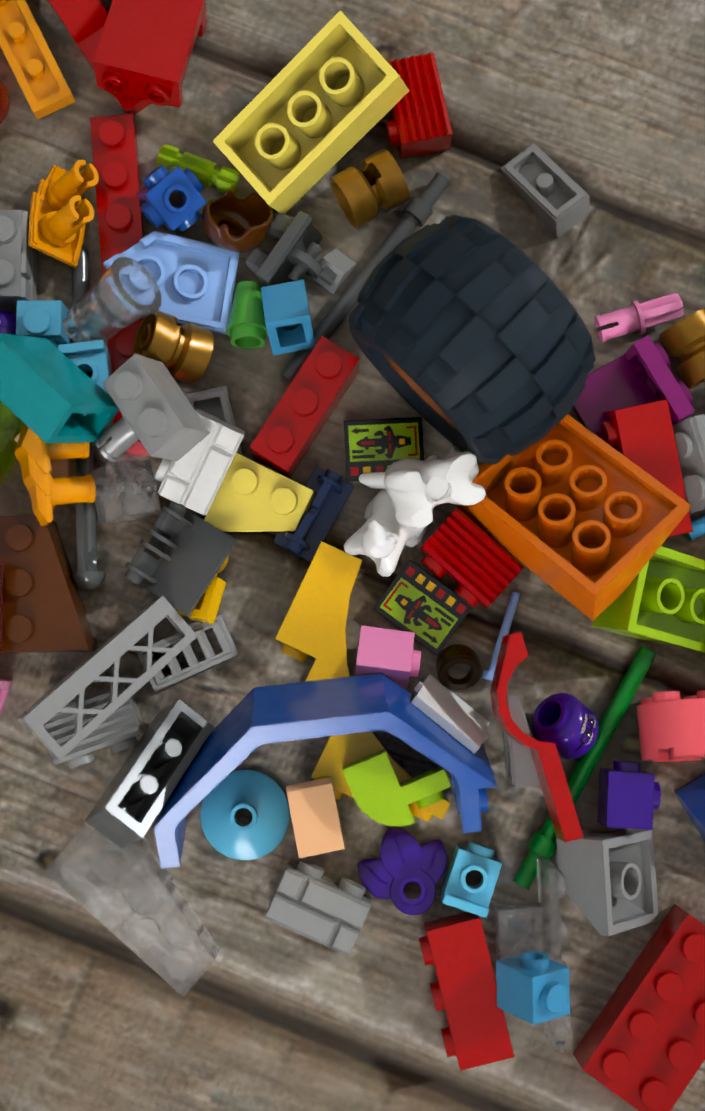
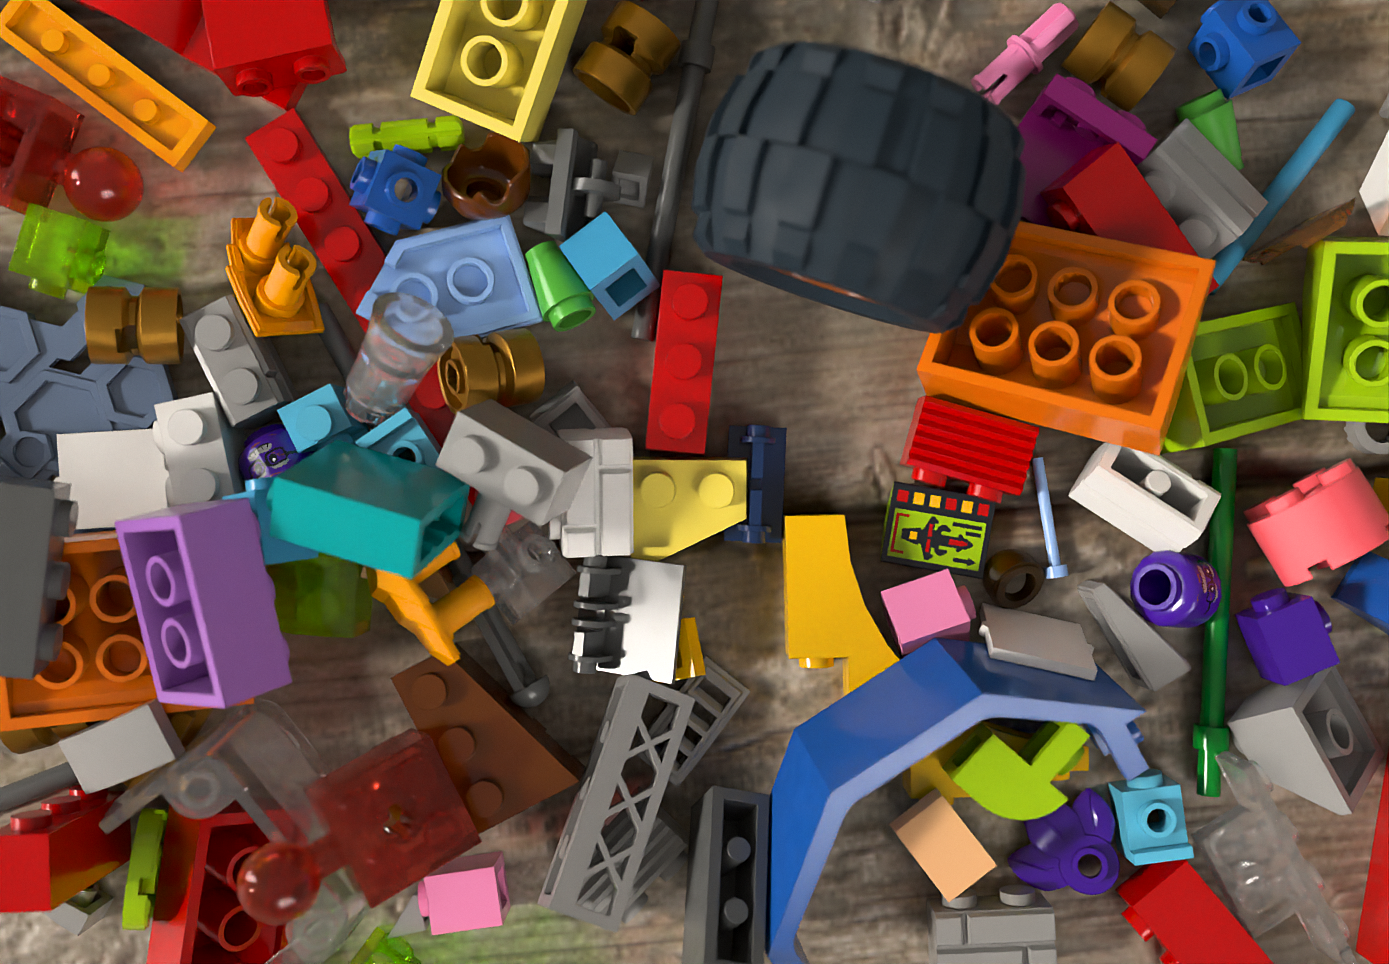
camera: 25 degrees left, 5 degrees up
(269, 815) = (879, 855): medium azure dish -> none
(379, 442) = (799, 366): piece -> none
(382, 535) = (858, 444): white animal -> none
(420, 485) = (875, 396): white animal -> none
(533, 987) = (1291, 913): dark azure brick -> none
(543, 752) = (1080, 548): red piece -> none
(573, 649) = (1145, 497): none -> white brick

